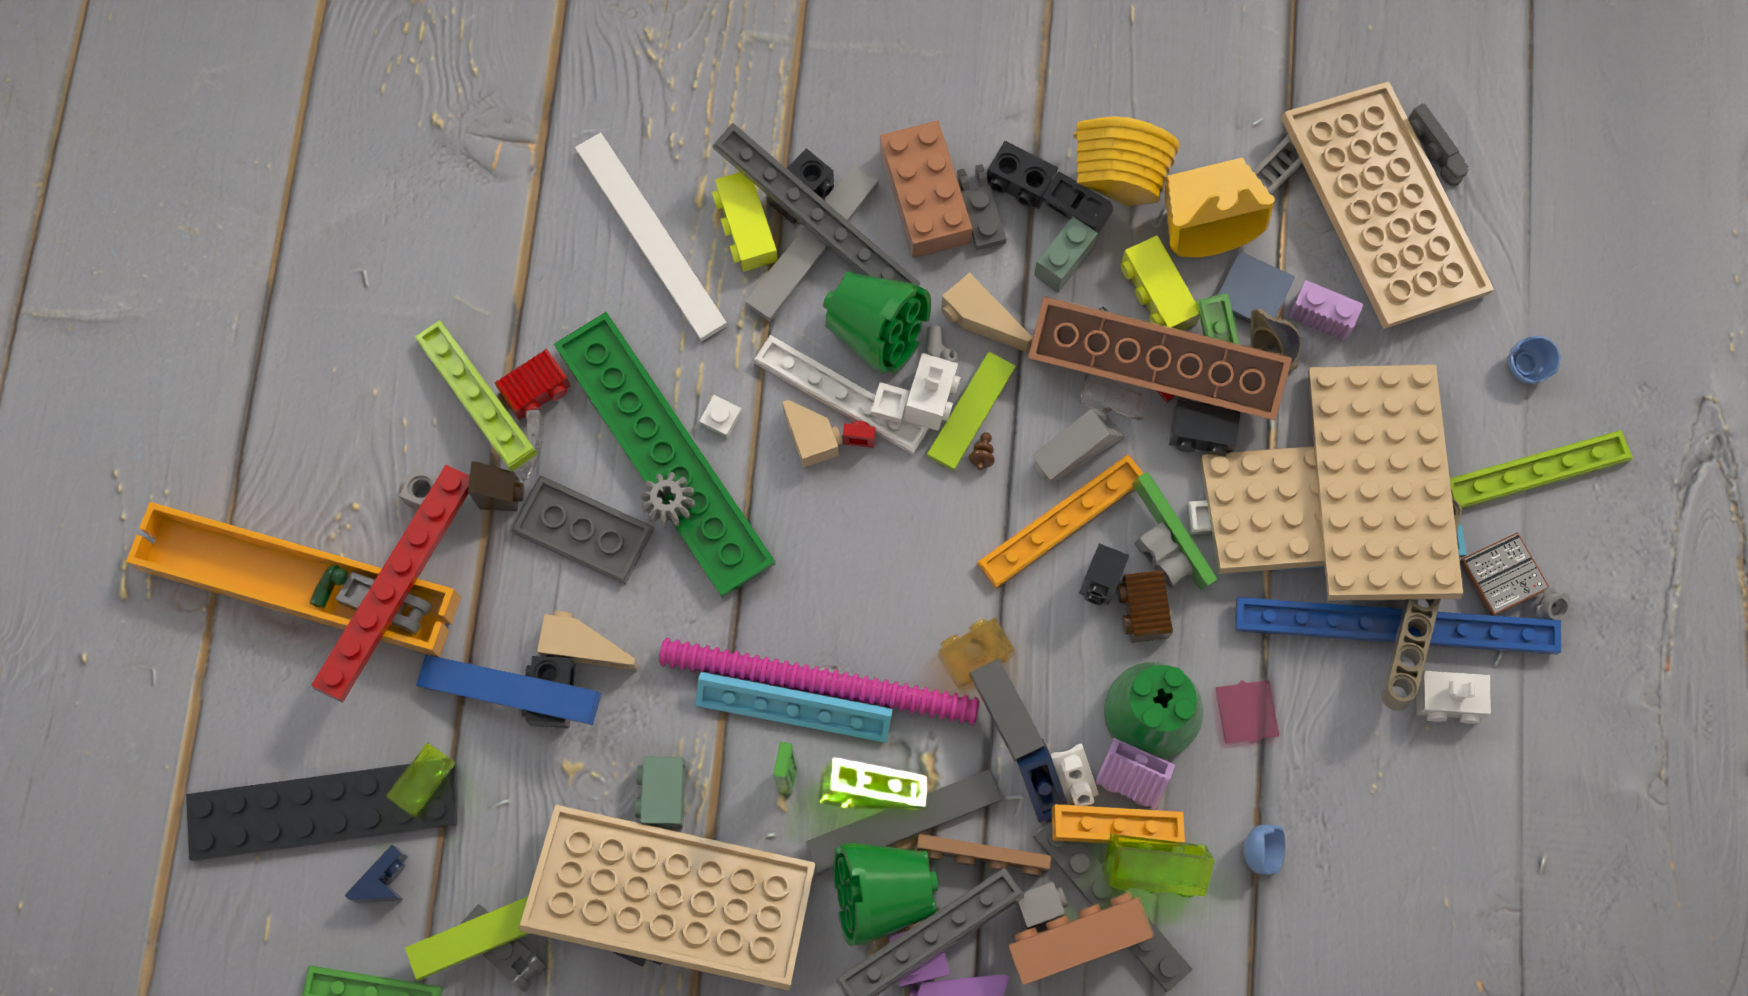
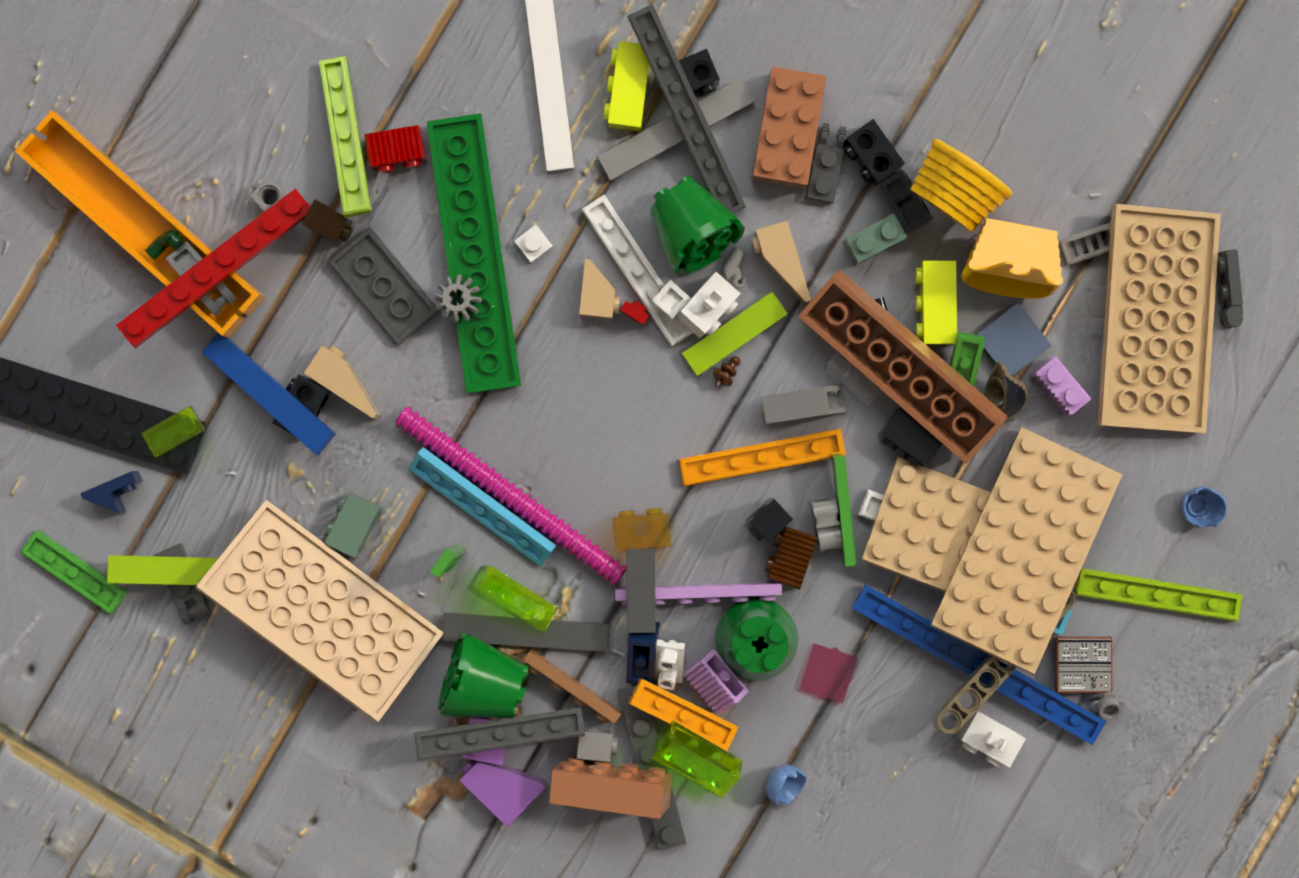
camera: 25 degrees right, 15 degrees up
(1081, 682) = (710, 593): none -> lavender plate

